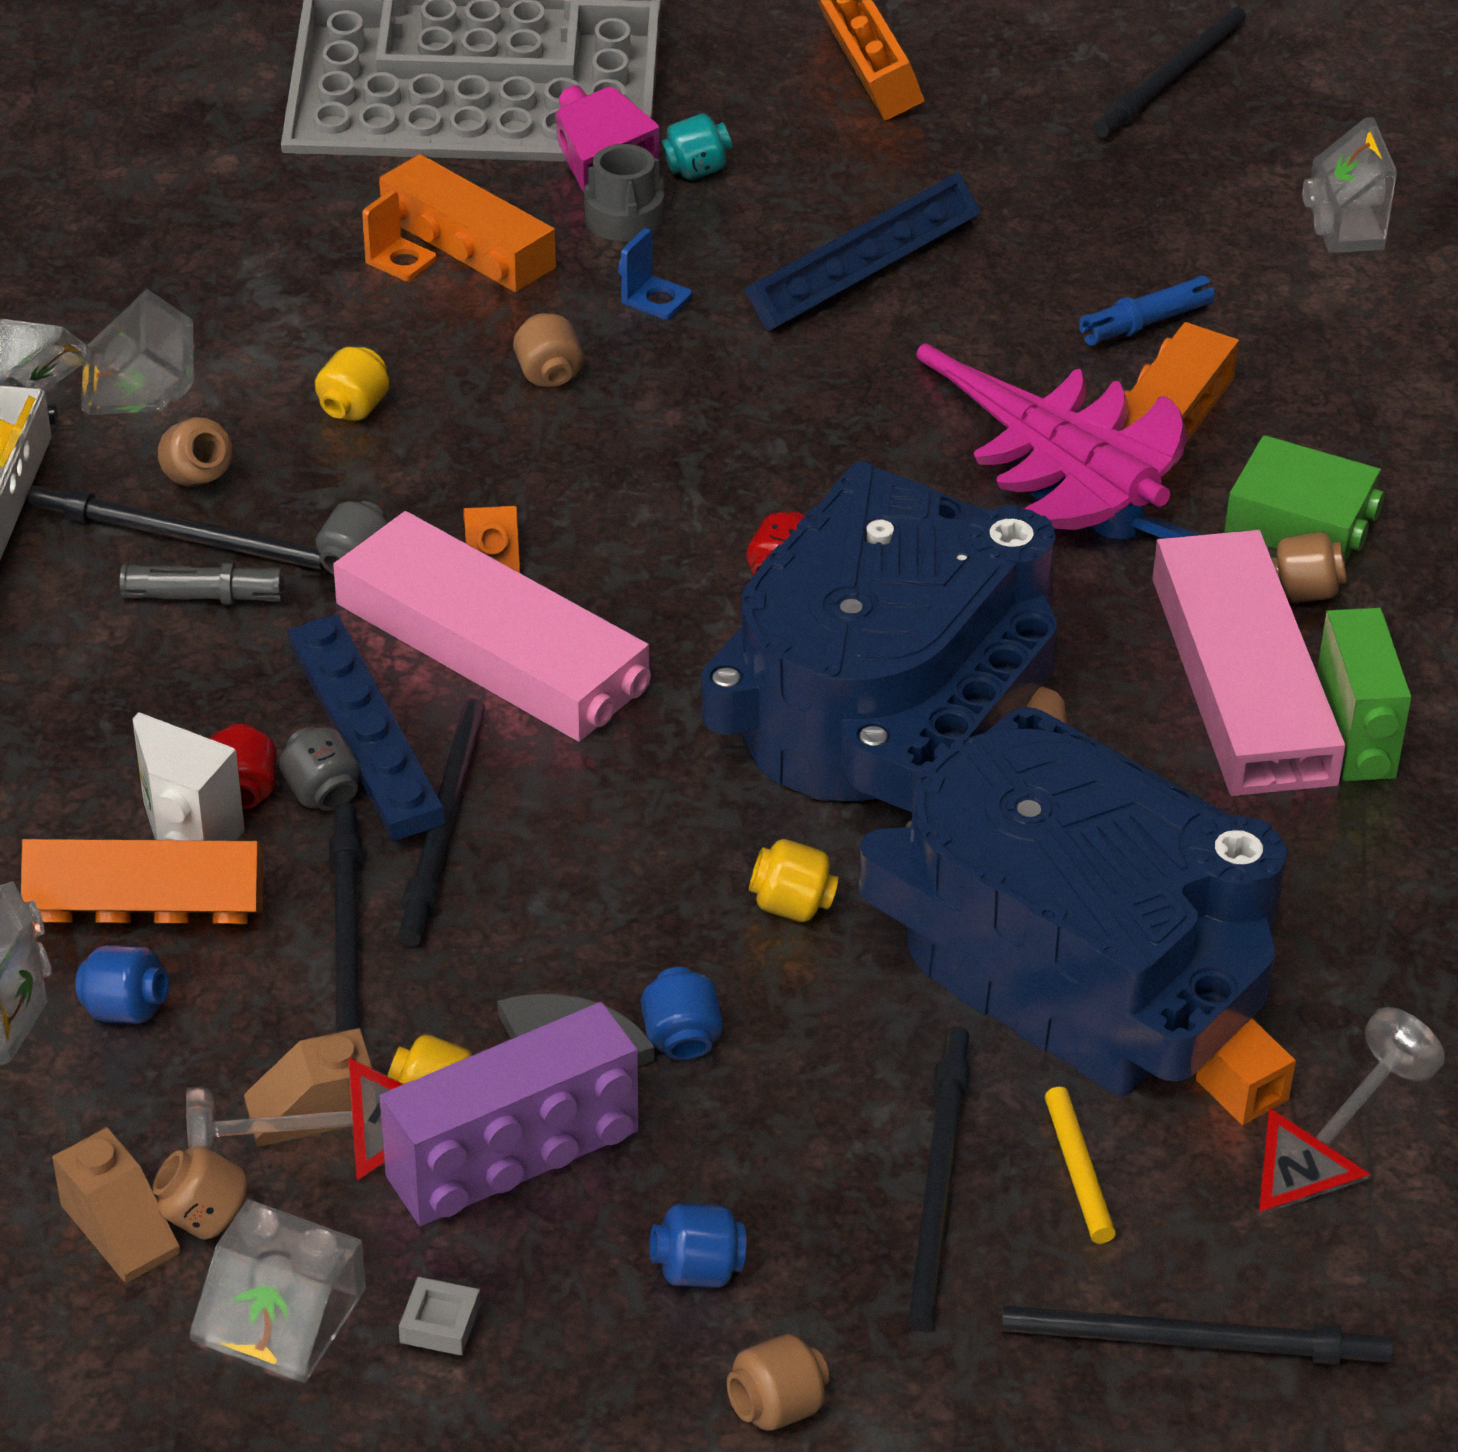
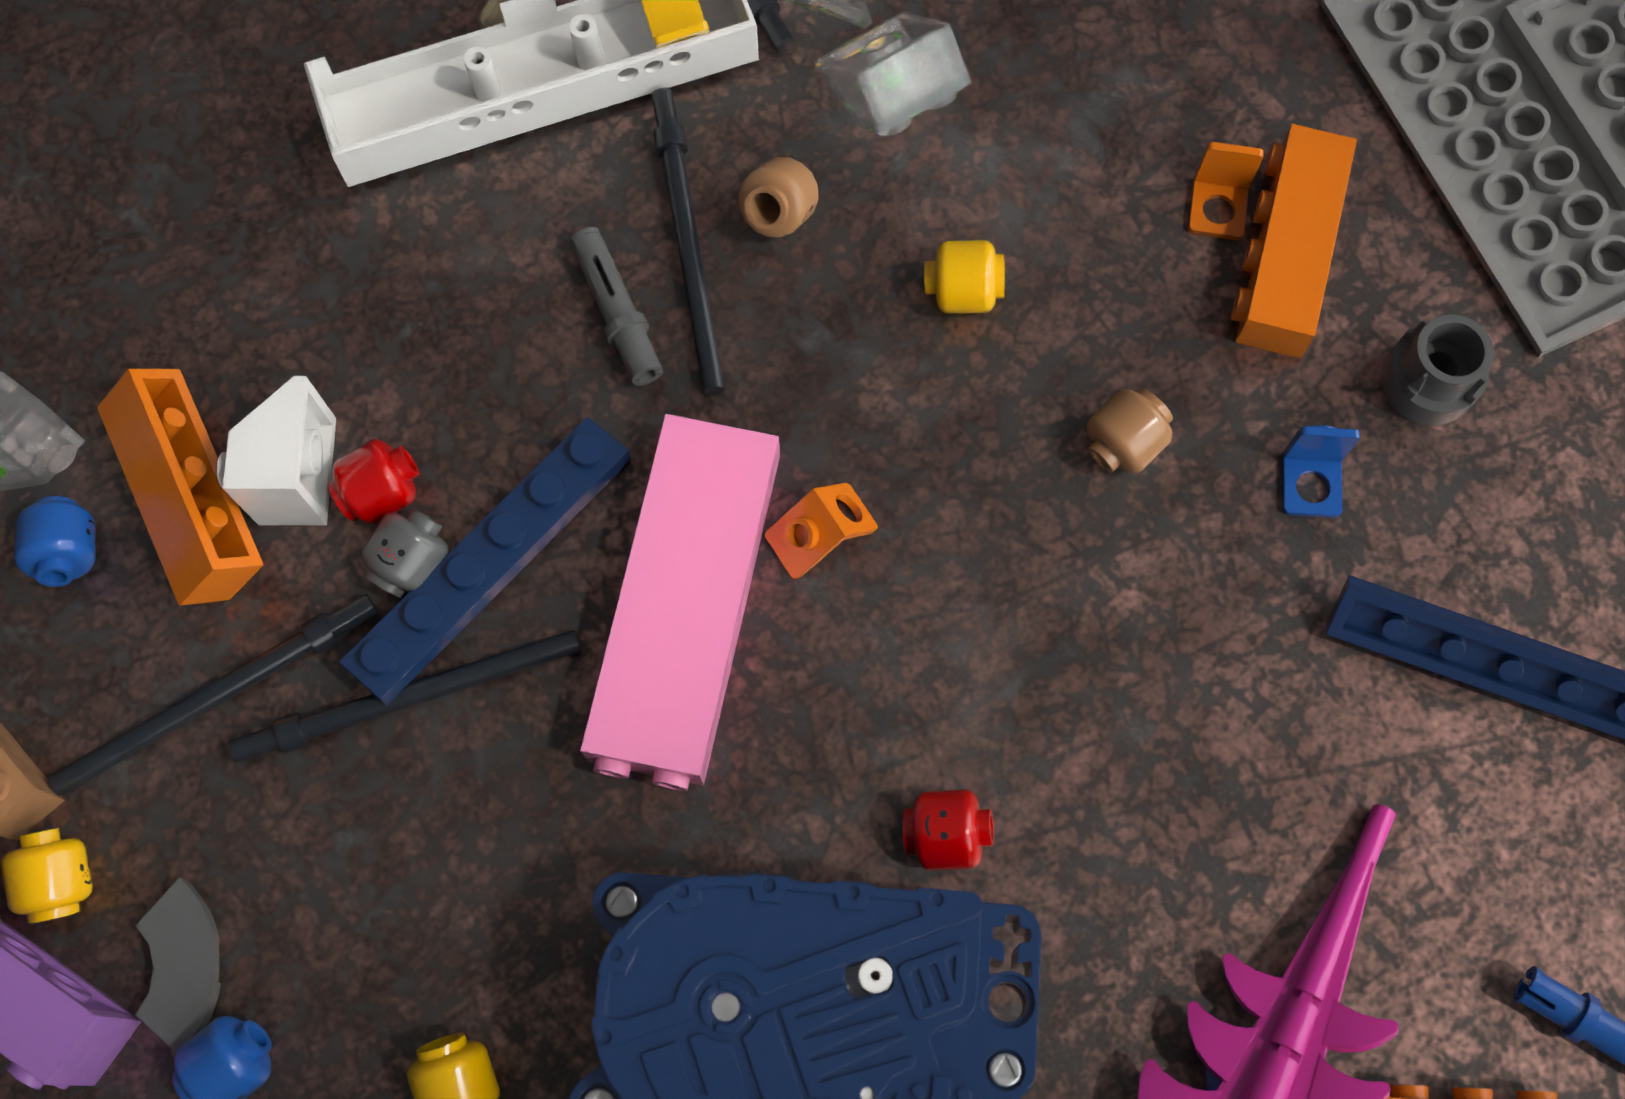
camera: 65 degrees right, 30 degrees up
(346, 529) = (739, 400): dark grey head -> none
(598, 121) = (1525, 291): dark pink torso -> none
(696, 146) = (1576, 396): teal head -> none

